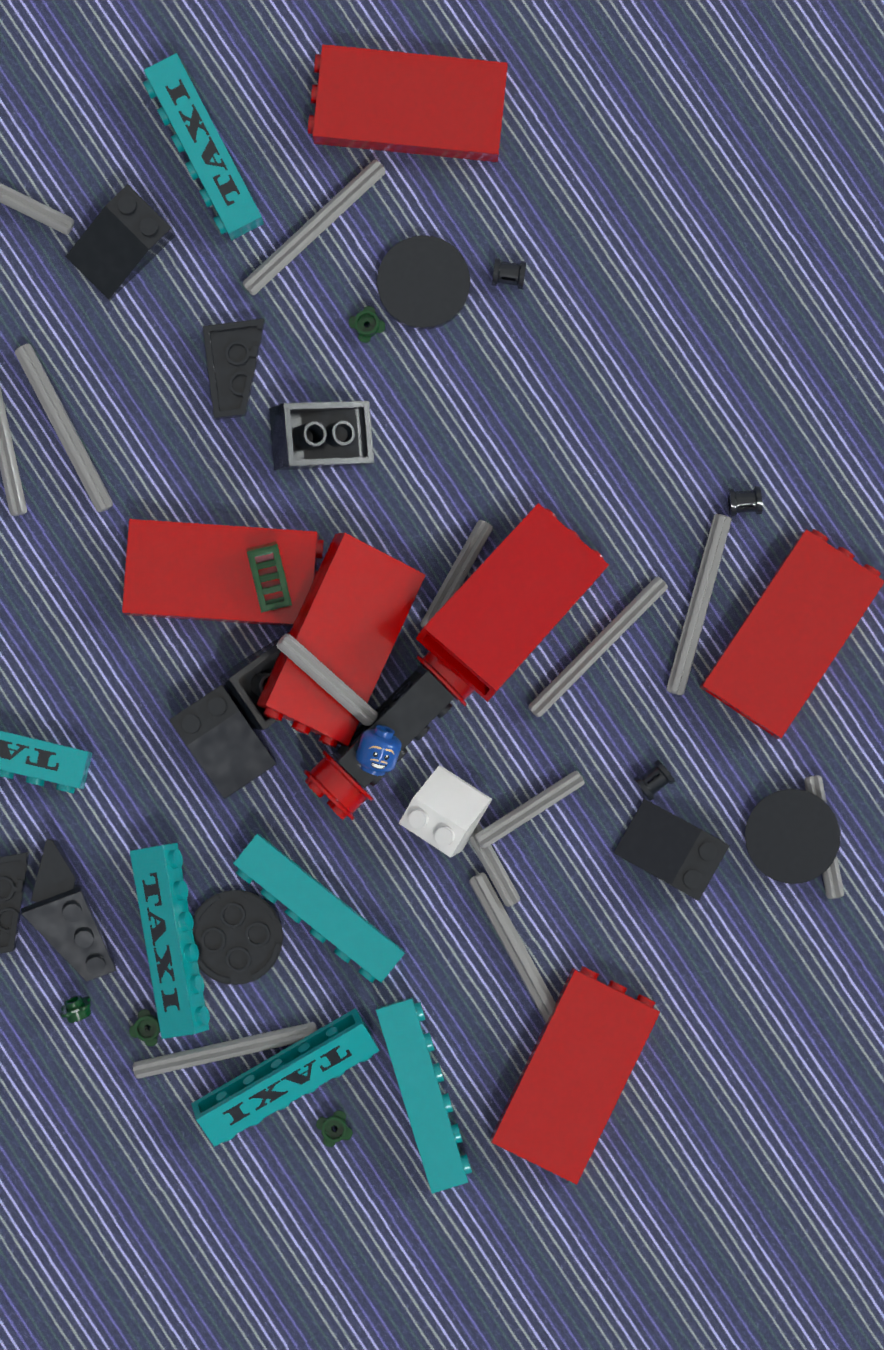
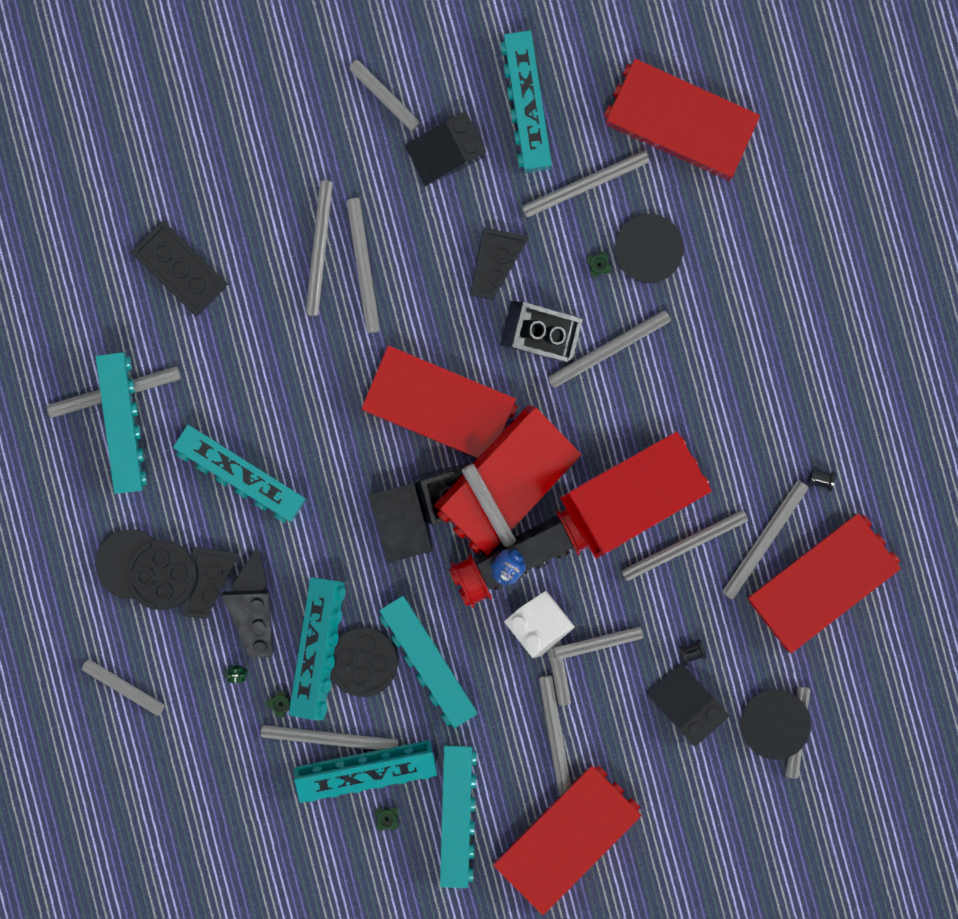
camera: 15 degrees right, 0 degrees up
(275, 603) = (480, 420): dark green slope -> none
(416, 428) = (609, 349): none -> light grey axle
(460, 568) = (604, 460): light grey axle -> none
(509, 273) = (711, 262): black bush -> none

